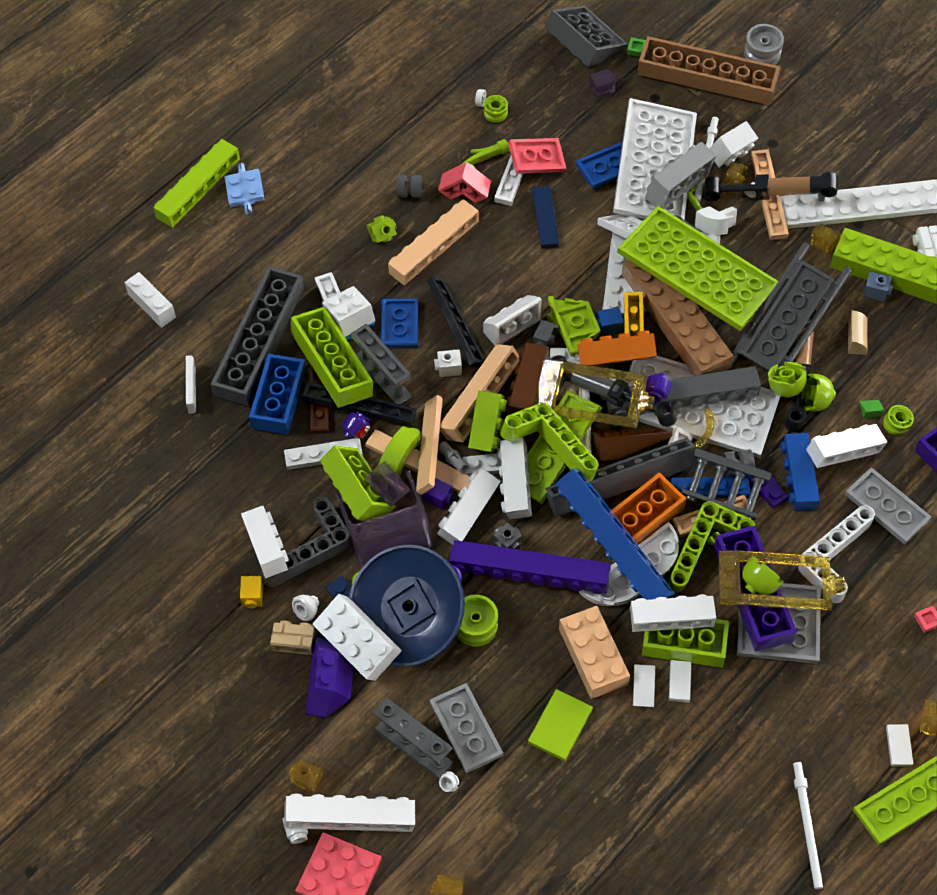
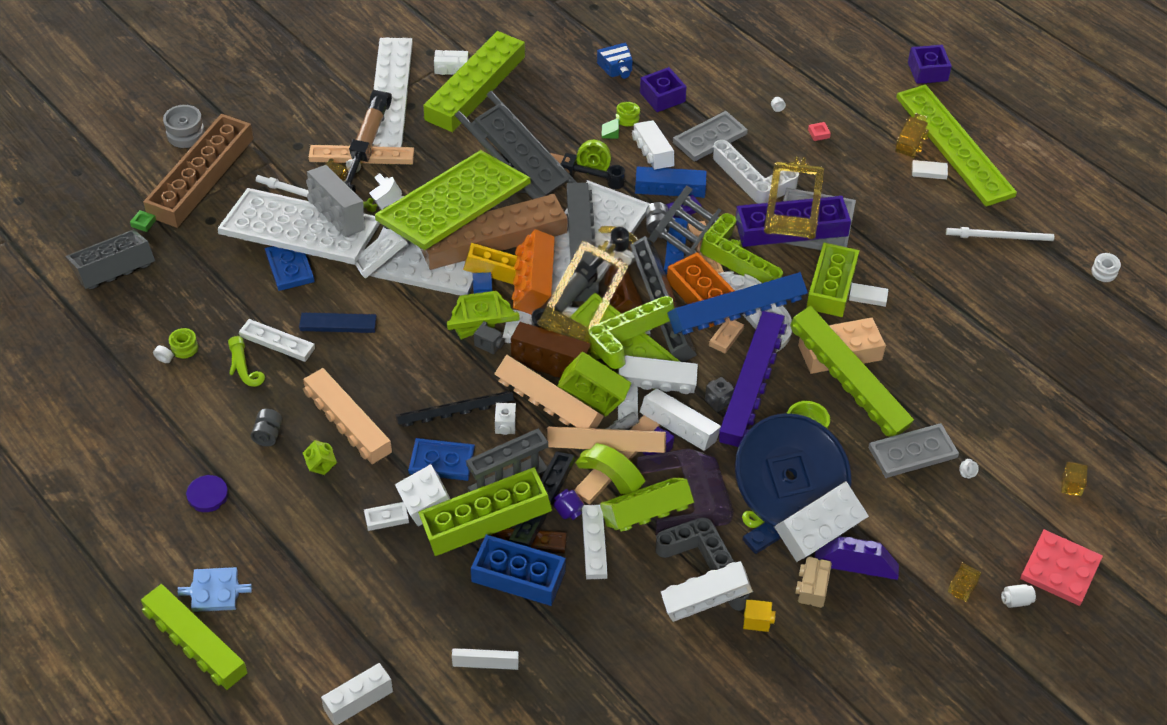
camera: 85 degrees left, 10 degrees down
(257, 336) = (436, 583): dark grey brick -> none
(305, 607) = (779, 568): white brick -> none
(339, 162) = (207, 493): none -> dark purple tile
(349, 813) = (1009, 544): white brick -> none
(387, 484) = (653, 474): brick -> none
(413, 738) = (933, 483): dark grey fence -> none
(466, 181) = (279, 377): coral brick -> none
(513, 319) = (464, 357): white slope -> none
(537, 155) = (263, 313): coral plate -> none
(543, 653) = (851, 372): none -> lime brick
(560, 725) = (910, 382): lime tile -> none
(584, 541) = (726, 335): none -> light nougat plate
(602, 83) = (181, 253): clear purple brick -> none
(644, 685) = (882, 318): white slope -> none
(658, 386) = (576, 240): dark purple head -> none
(672, 613) = (819, 273): white brick -> none
(733, 144) = (299, 159): white brick -> none
(760, 578) = (797, 202): lime cylinder -> none
(787, 379) = (582, 166): lime cylinder -> none
(825, 238) = (425, 125): clear yellow brick -> none
(857, 333) = (536, 124): tan brick -> none
(878, 286) = (482, 102): sand blue brick -> none

